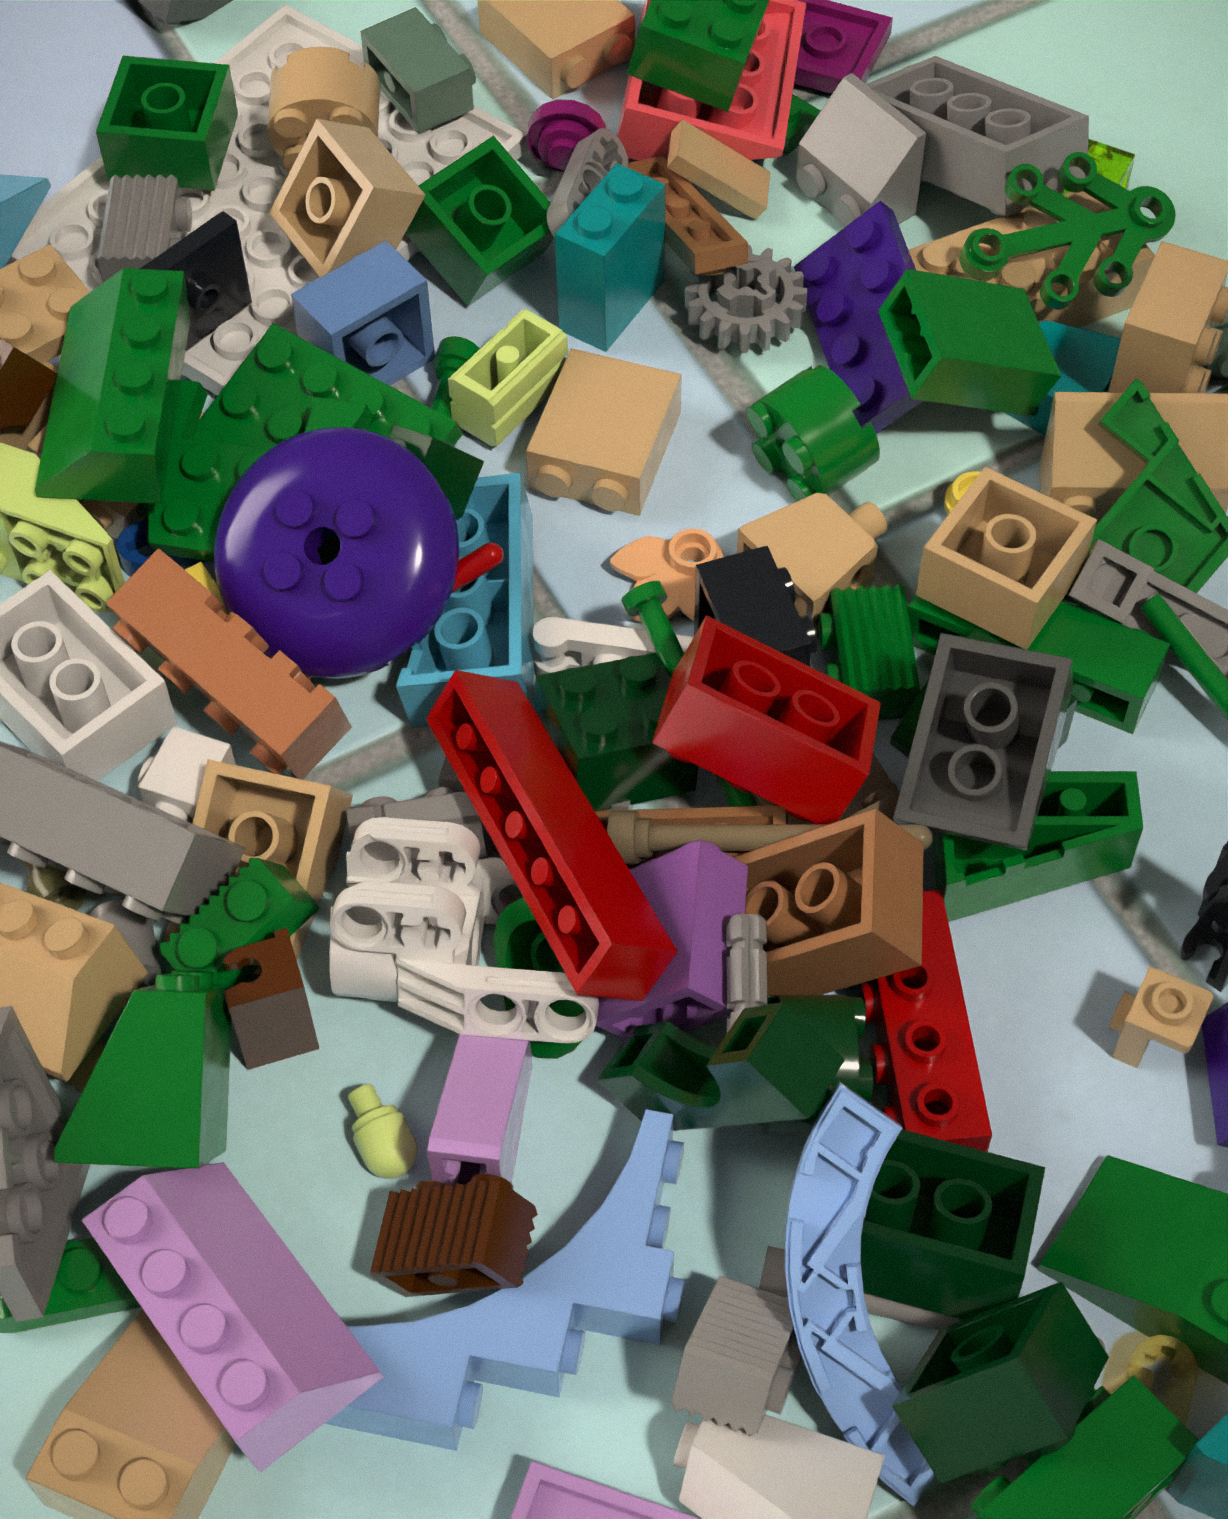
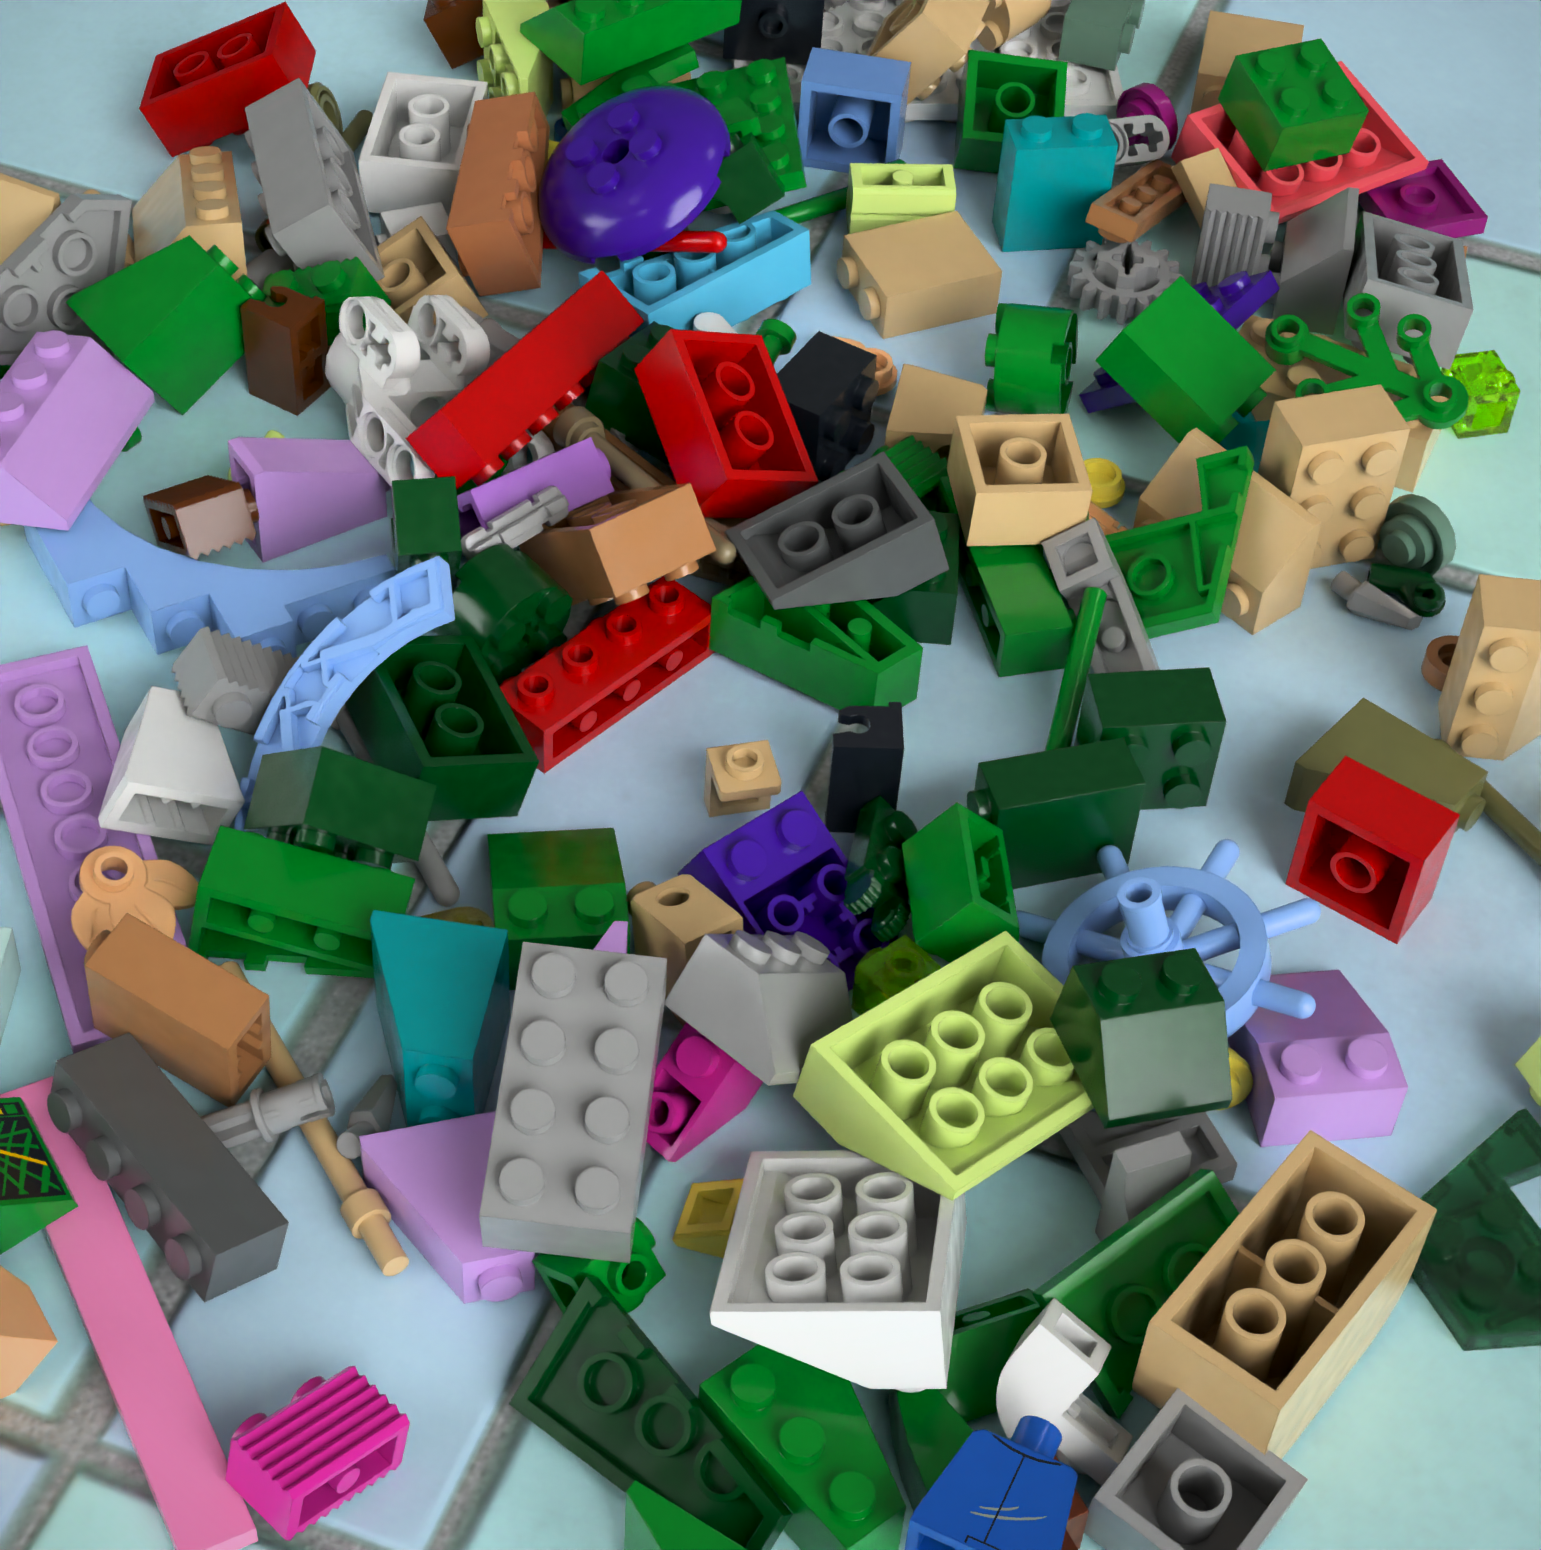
camera: 45 degrees right, 10 degrees down
(790, 196) = (1234, 234): none -> light grey brick

